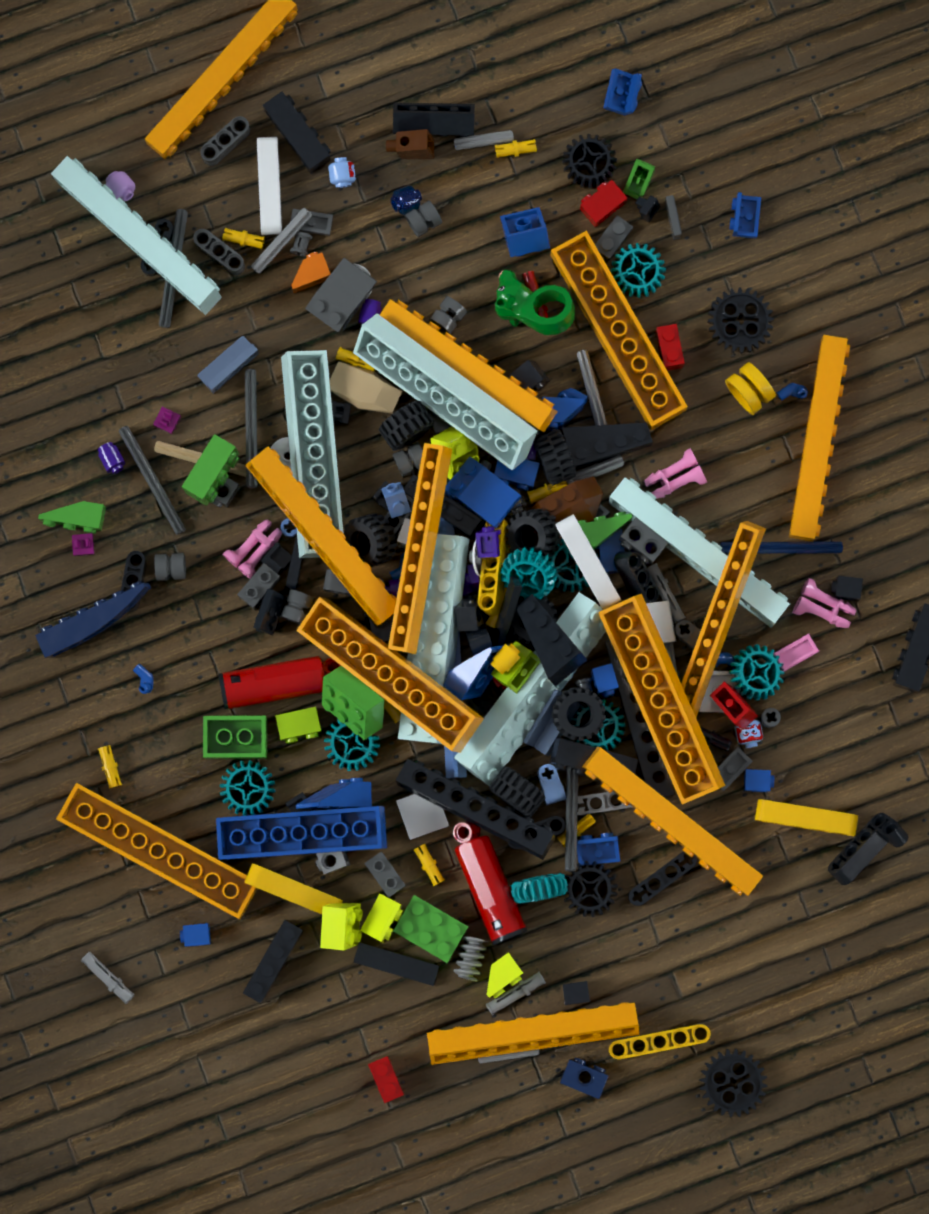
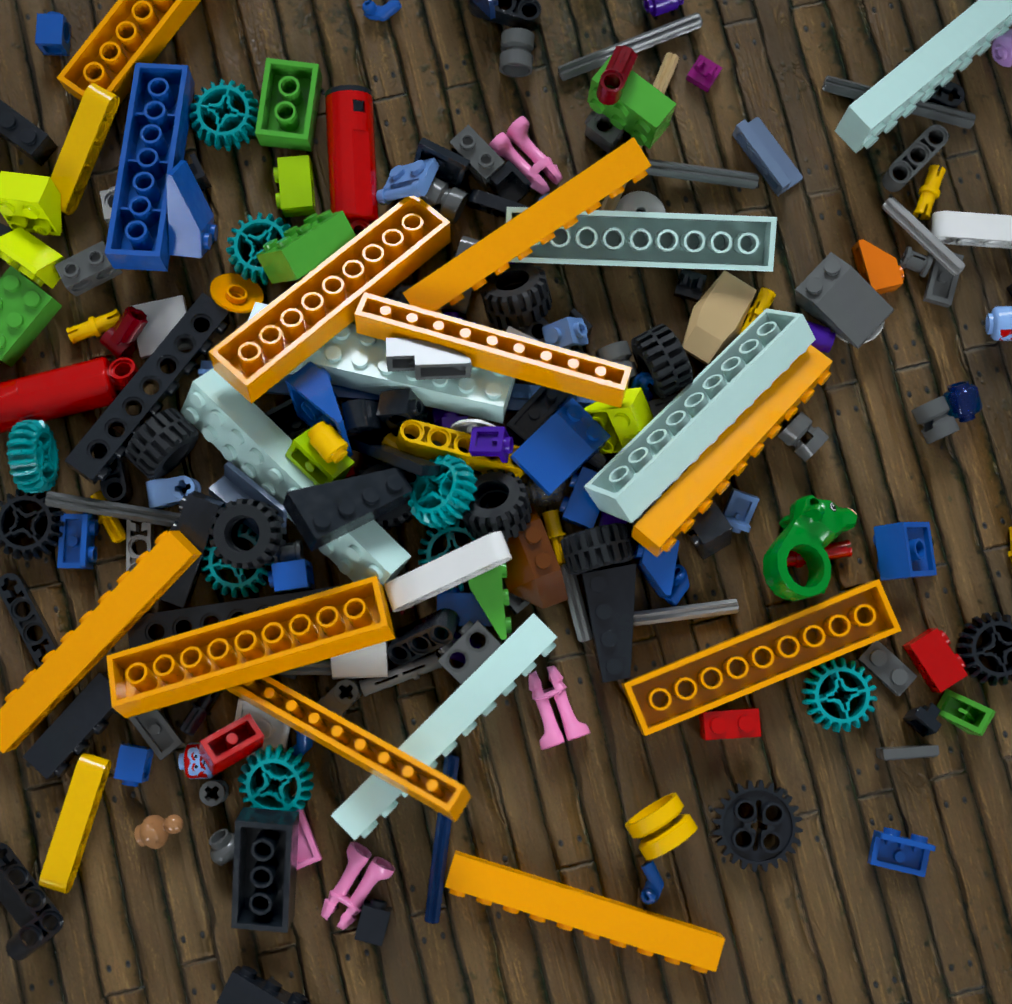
camera: 90 degrees right, 0 degrees up
(198, 479) = (616, 75): none -> dark red piece
(283, 637) = (408, 180): none -> medium blue plate
(391, 757) = (235, 293): none -> light orange dish
(422, 438) = (642, 380): none -> blue arm
(432, 597) = (426, 359): none -> dark grey slope
(435, 839) = (120, 338): none -> dark red piece
(510, 356) = (740, 510): none -> medium blue bracket
(735, 827) = (73, 729): none -> black brick
(804, 757) = (156, 830): none -> medium nougat animal
(809, 701) = (222, 847): none -> dark grey animal
(820, 668) = (264, 869): none -> black brick

